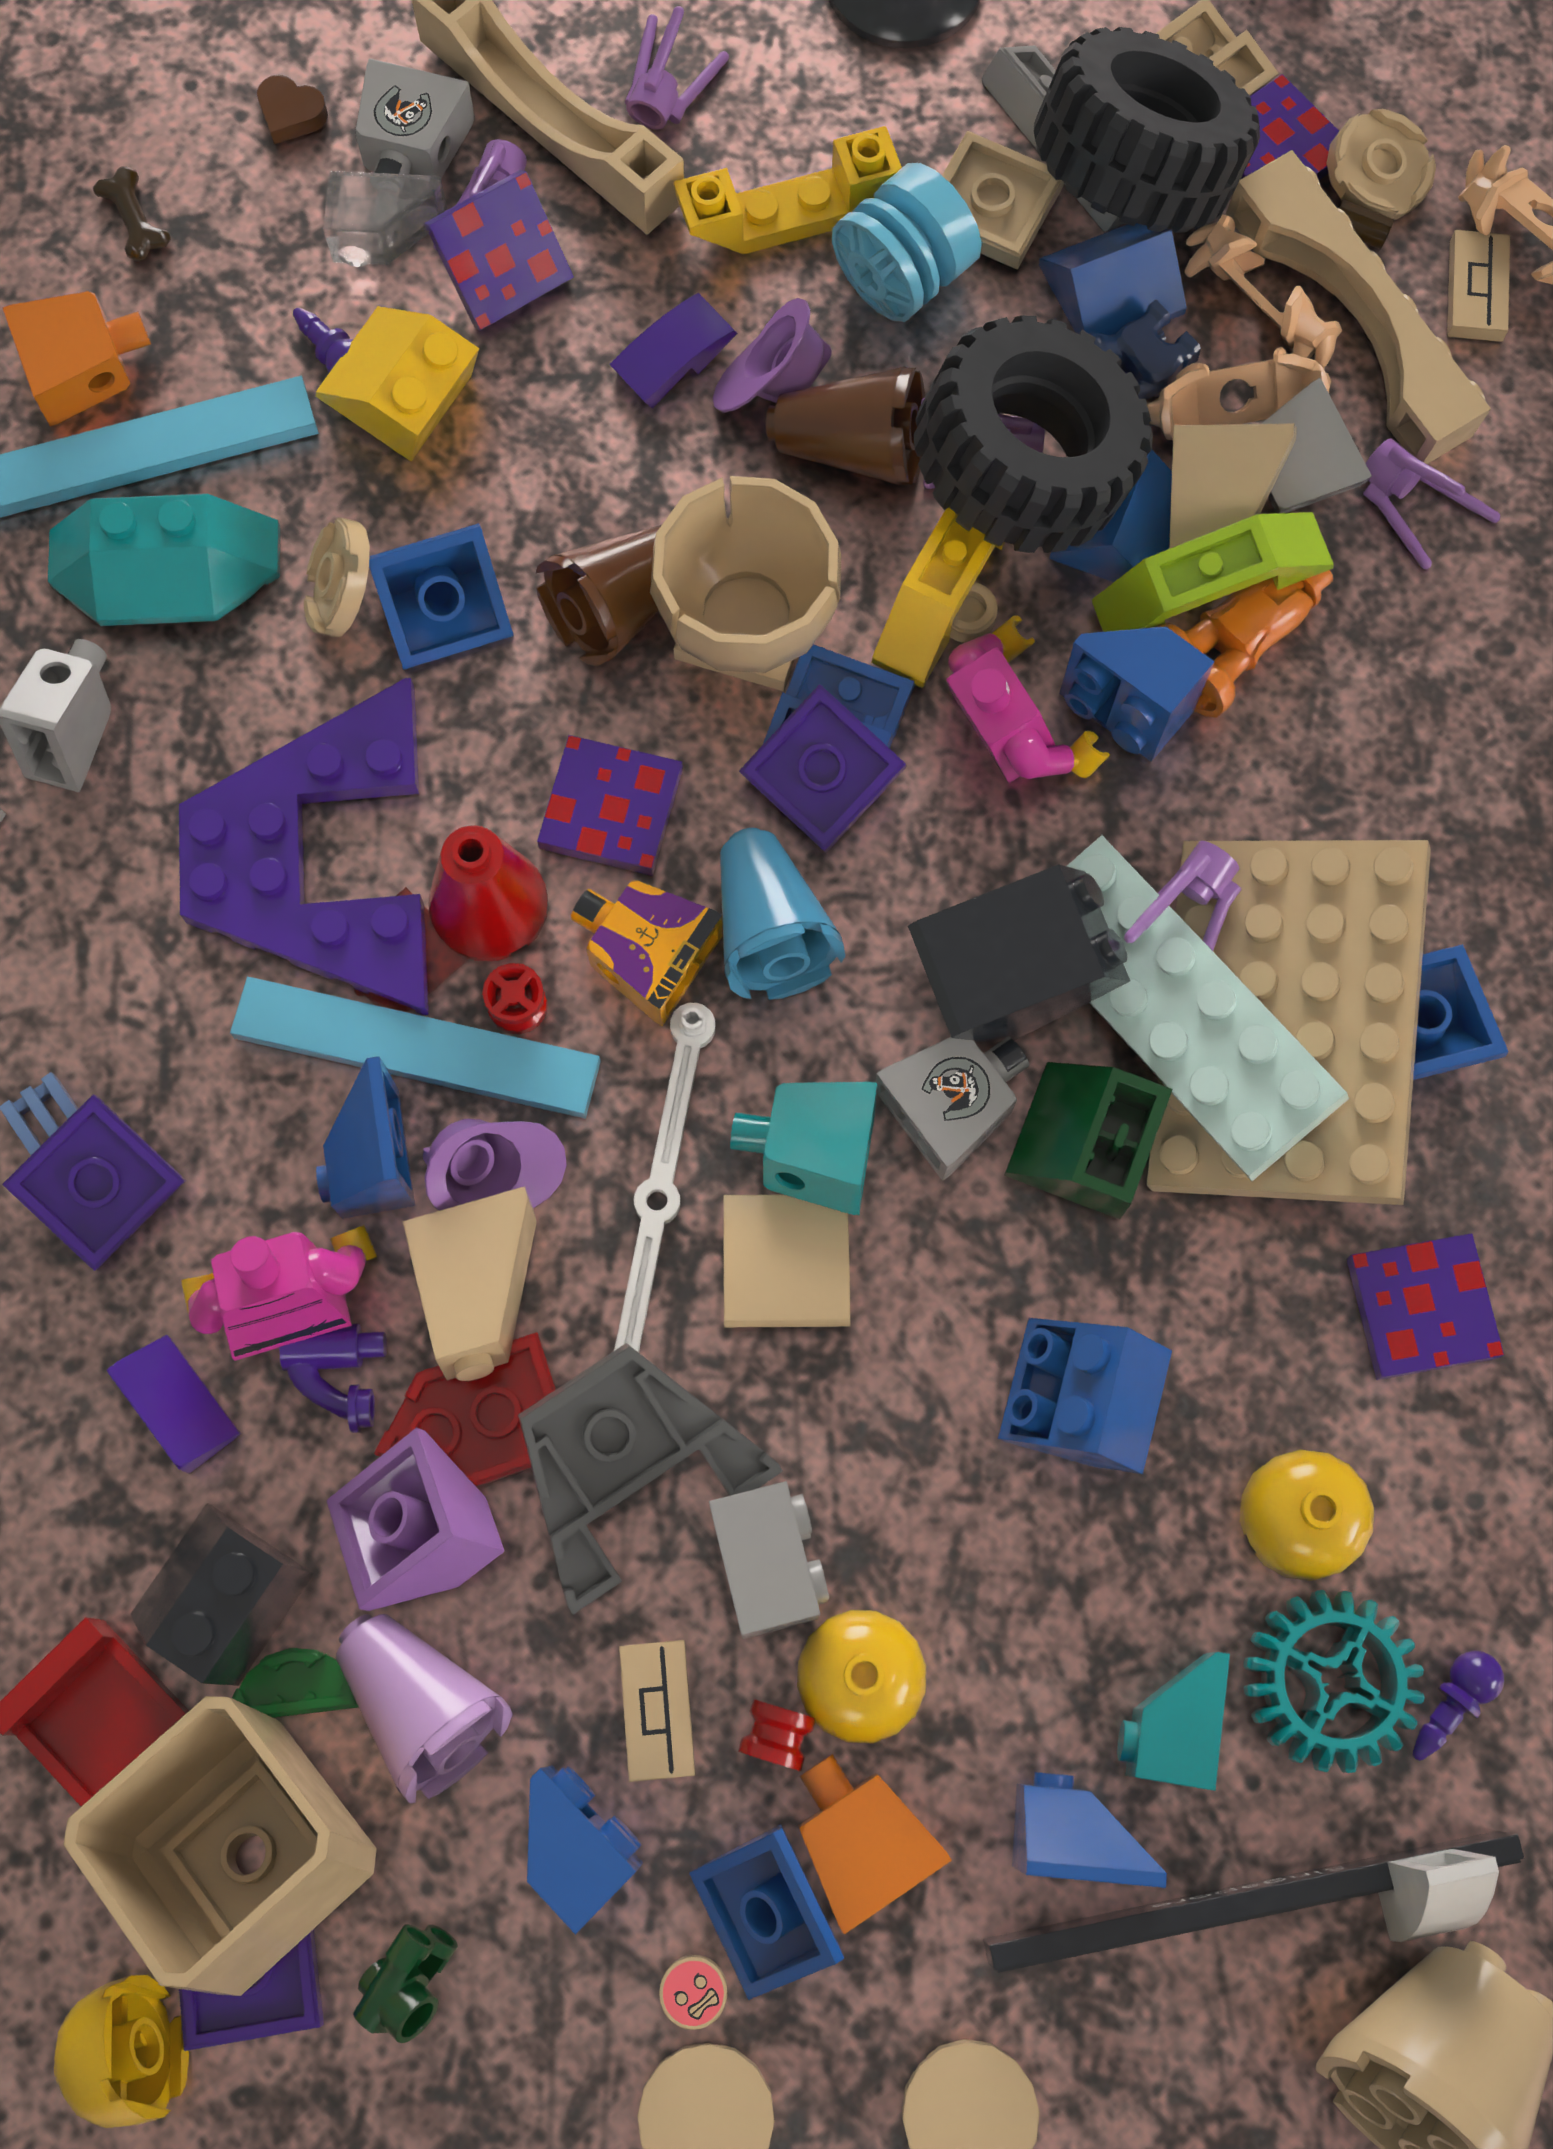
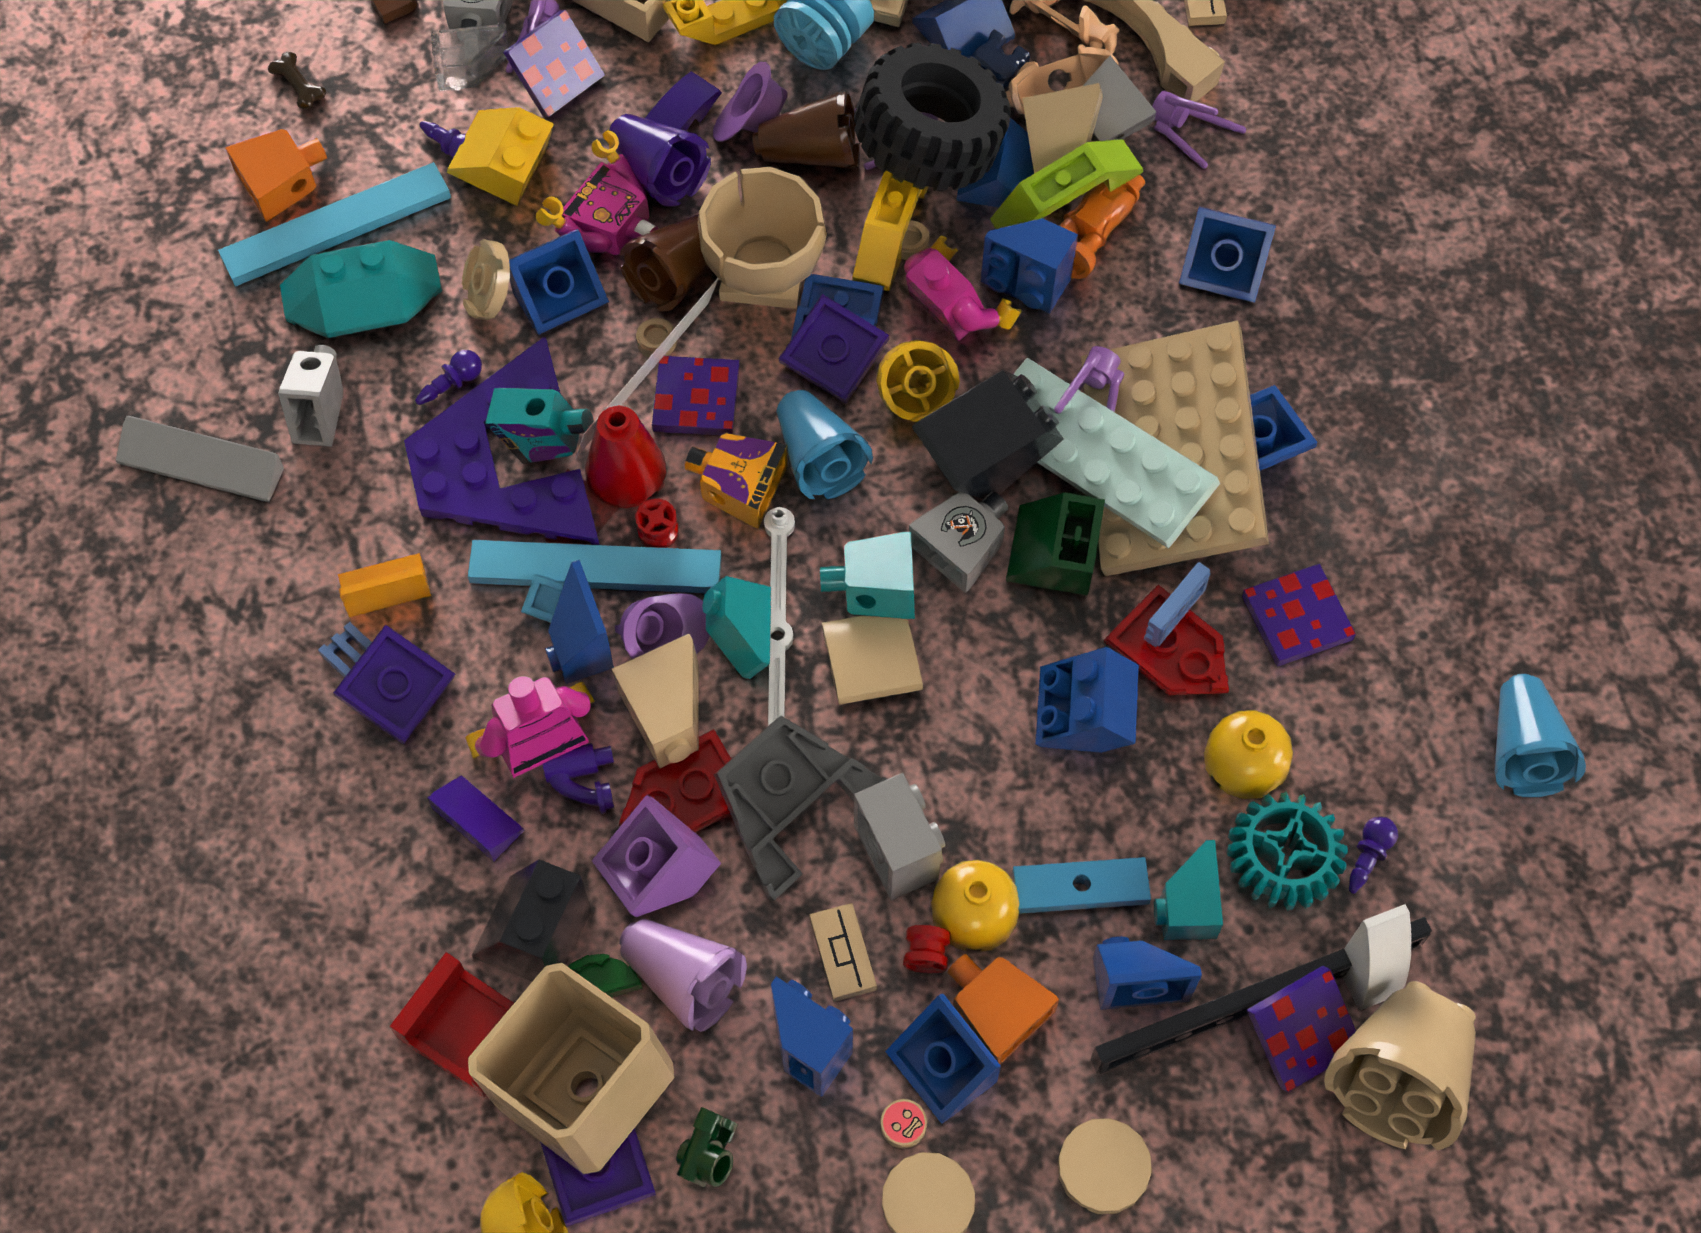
camera: 10 degrees left, 10 degrees down
(109, 1022) = (383, 585): none -> light orange panel
(284, 704) = (463, 366): none -> dark purple bar
(329, 1084) = (542, 597): none -> medium azure tile
(386, 825) = (536, 423): none -> teal torso
(533, 491) = (607, 206): none -> dark pink torso
(549, 751) = (653, 360): none -> white sticker
(570, 704) = (652, 334): none -> tan tile
(604, 1179) = (740, 623): none -> teal slope
(627, 424) = (662, 157): none -> dark purple cone
(933, 846) = (917, 379): none -> yellow cylinder
(1061, 1680) = (1108, 884): none -> dark azure tile
(1227, 1323) = (1185, 661): none -> red tile
(1248, 1269) = (1177, 604): none -> medium blue tile
(1304, 1969) = (1302, 1027): none -> dark purple tile
(1432, 718) = (1227, 254): none -> blue slope

